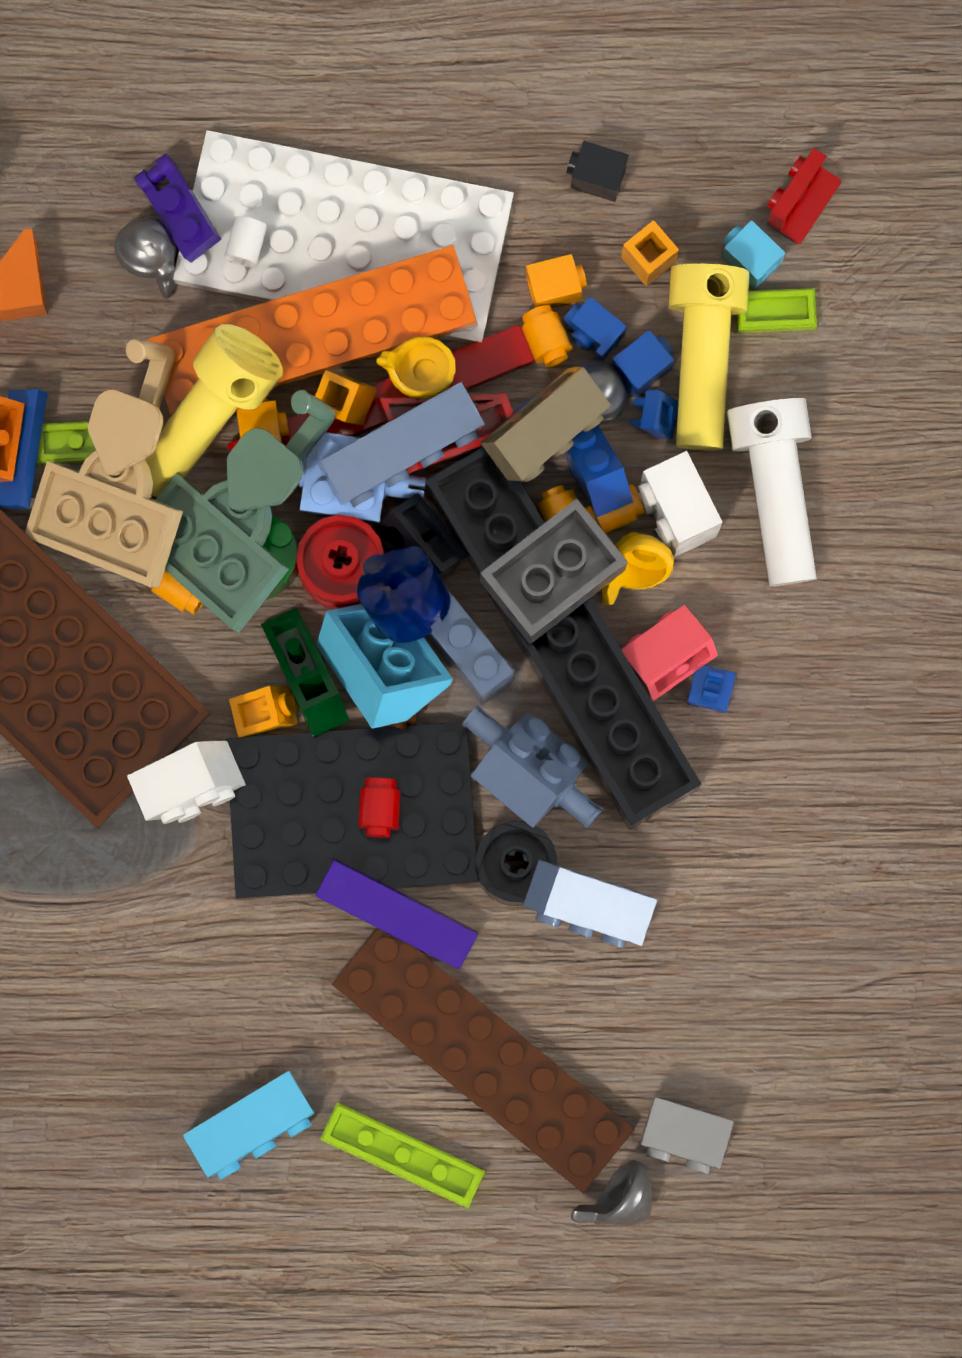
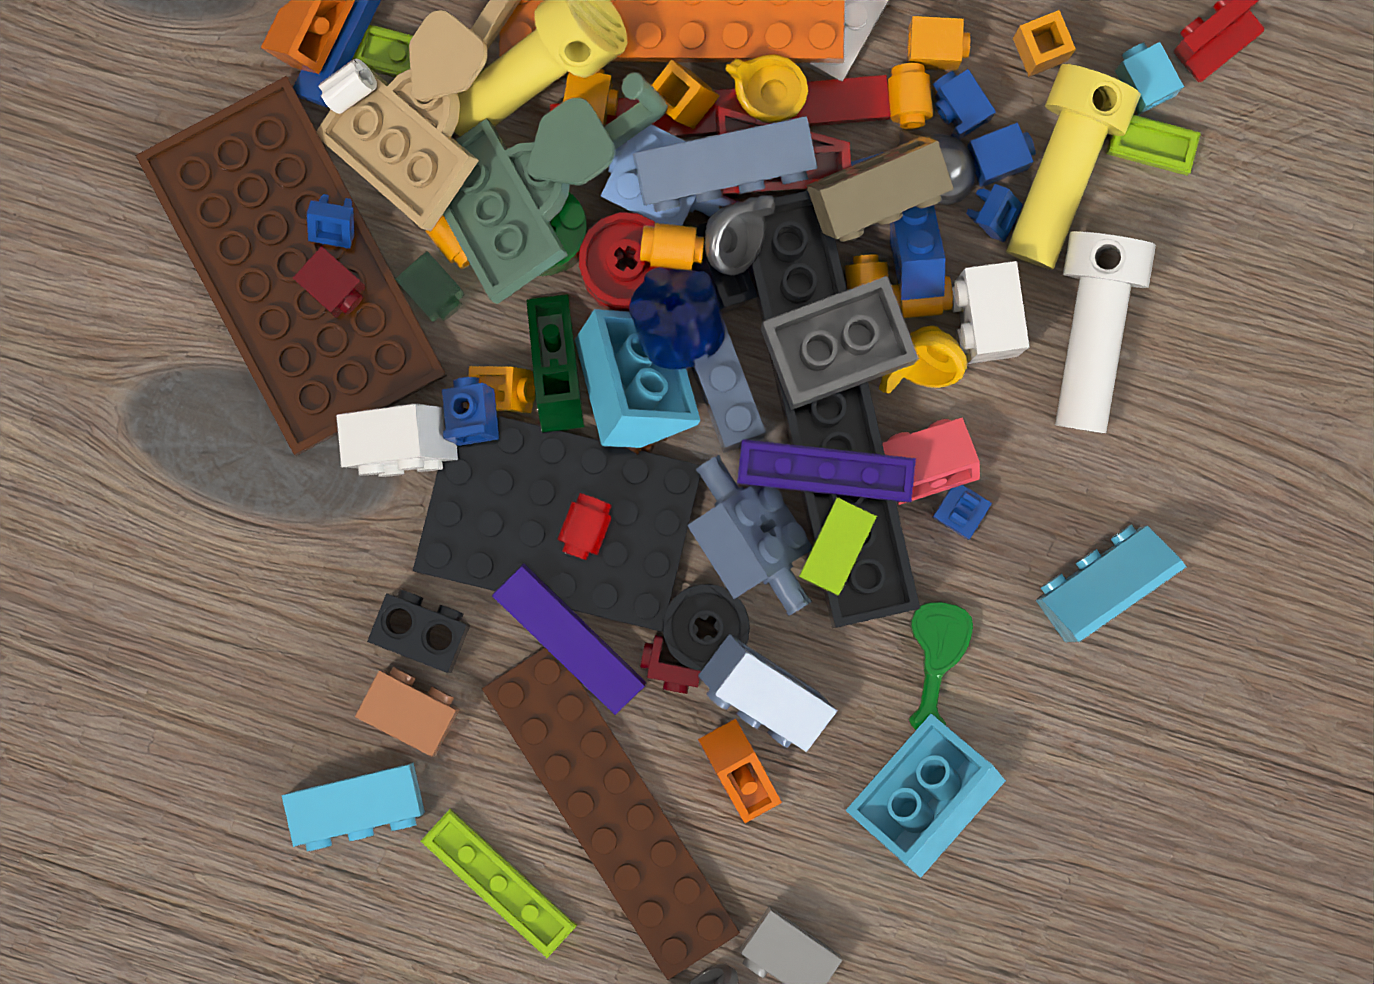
camera: 15 degrees right, 5 degrees up
(43, 483) = (347, 86): none -> white piece
(65, 609) = (330, 222): none -> blue tile
(82, 663) = (330, 283): none -> dark red brick
(172, 640) = (431, 288): none -> clear green brick
(254, 744) = (480, 420): none -> blue brick
(258, 961) = (416, 641): none -> black brick
(272, 1025) = (408, 711): none -> nougat brick
(378, 533) = (671, 246): none -> light orange brick
(433, 504) = (737, 234): none -> flat silver hat
(503, 917) = (675, 677): none -> dark red bracket
(578, 688) = (826, 471): none -> dark purple tile
(588, 983) = (739, 770): none -> orange slope
(610, 752) = (837, 546): none -> lime tile
(732, 806) = (944, 636): none -> green piece
(761, 951) = (926, 795): none -> medium azure slope
(860, 709) = (1108, 582): none -> medium azure slope

